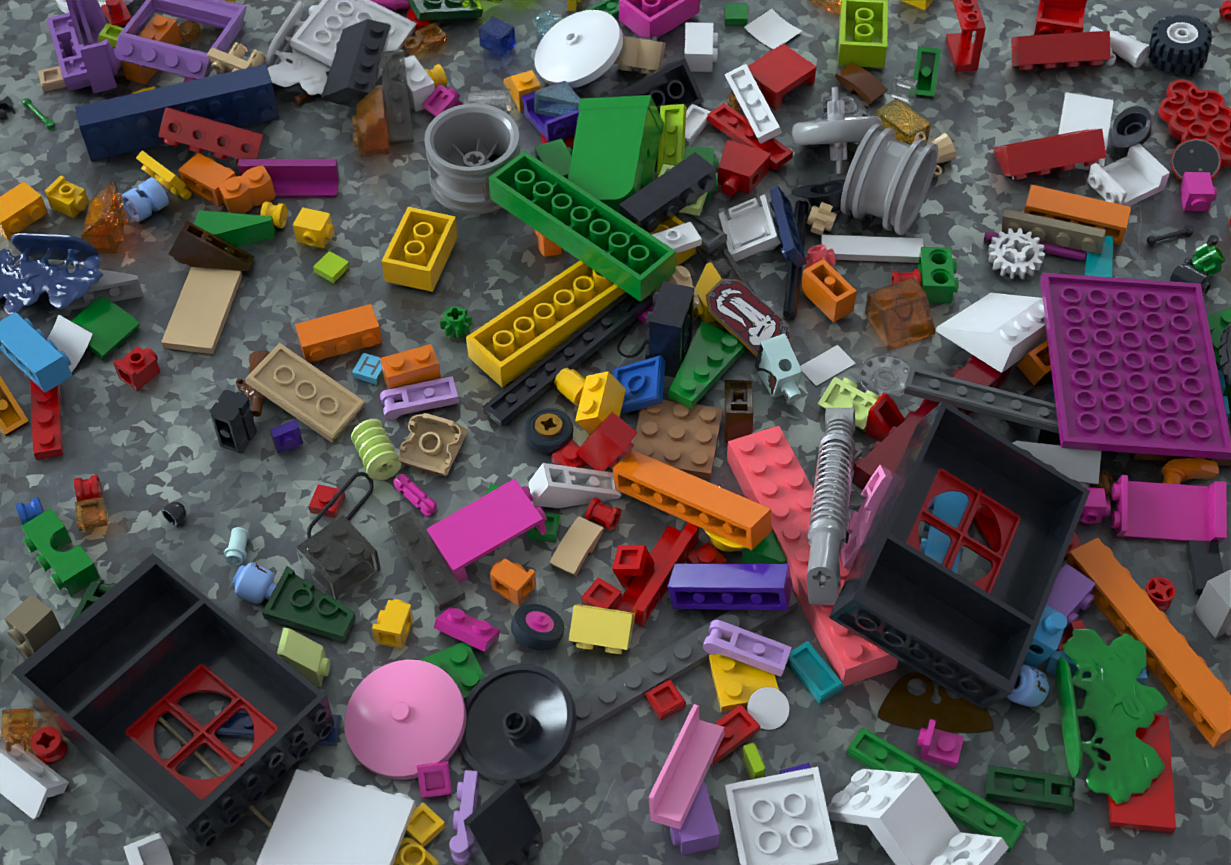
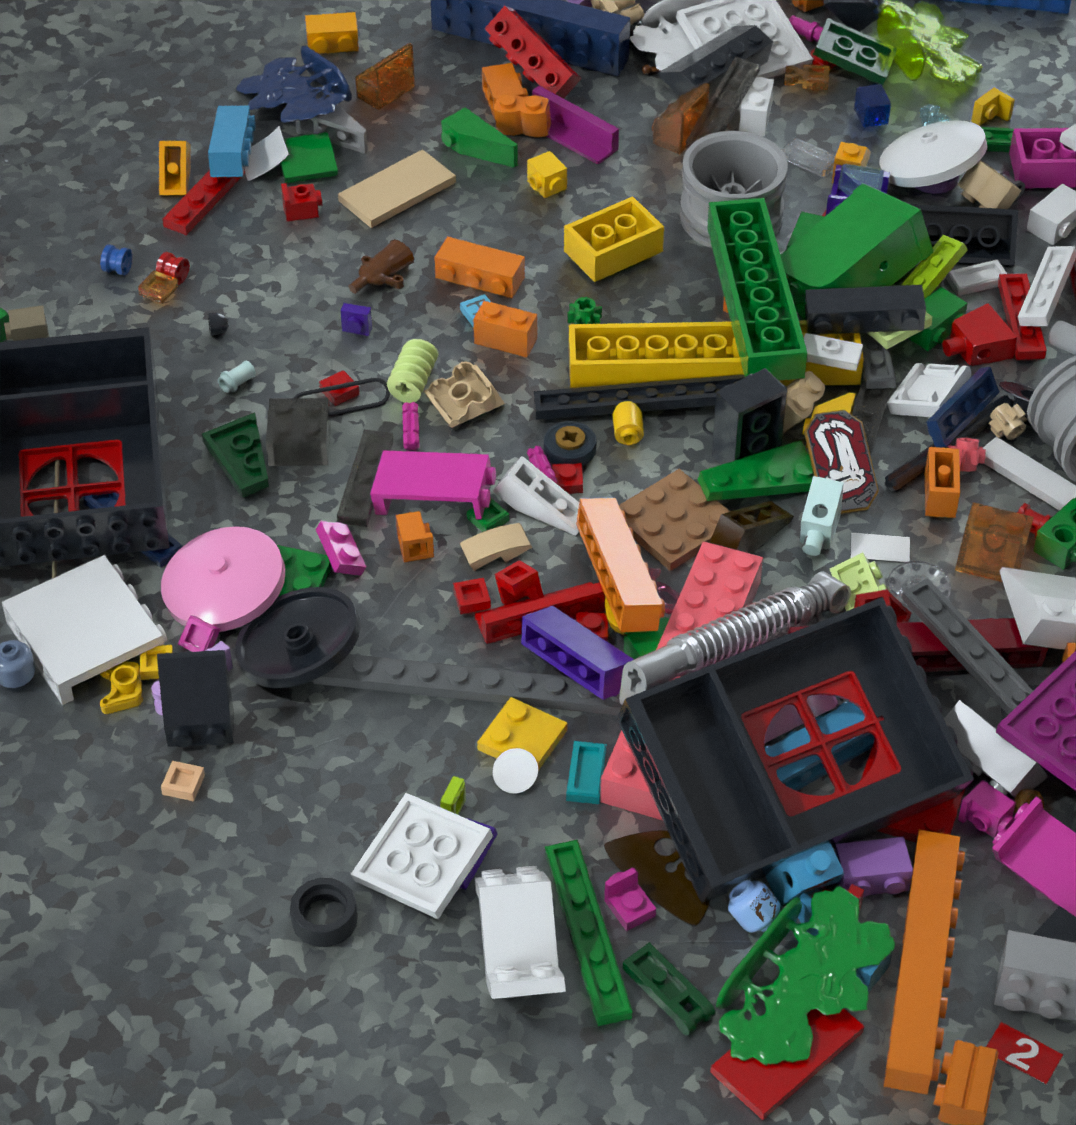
camera: 40 degrees right, 5 degrees down
(66, 197) = (379, 42): yellow brick -> none
(69, 569) = (108, 287): green arch -> none
(142, 201) = (435, 78): light blue wheel -> none
(163, 176) = (467, 66): yellow plate -> none
(202, 249) = (438, 139): dark brown slope -> none
(233, 421) = (323, 279): black brick -> none
(254, 583) = (217, 407): light blue head -> none
(277, 212) = (527, 145): yellow wheel -> none
(304, 656) = (190, 482): yellowish green slope -> none
(305, 392) = (404, 294): tan tile -> none
(331, 267) = (532, 215): lime tile -> none
(393, 624) = (289, 507): yellow brick -> none
(418, 397) = (493, 354): lavender plate -> none
(437, 75) = (779, 111): yellow wheel -> none
(441, 100) = (771, 130): dark pink bracket -> none
(537, 627) = (394, 581): black wheel -> none
(538, 457) = (540, 461): none -> dark pink axle
(599, 398) = (629, 447): yellow brick -> none
(601, 627) = (442, 615): light yellow brick -> none
(603, 514) = (541, 531): red bush -> none
(607, 443) = (597, 474): red brick -> none
(642, 382) = (682, 454): blue tile -> none
(665, 699) = (440, 707): red tile -> none
(684, 770) = (382, 752): bright pink panel -> none
(699, 828) = (361, 801): medium lavender brick -> none
(738, 728) = (466, 763): red plate -> none
(747, 647) = (542, 709): lavender plate -> none
(1163, 589) = (968, 920): red wheel -> none

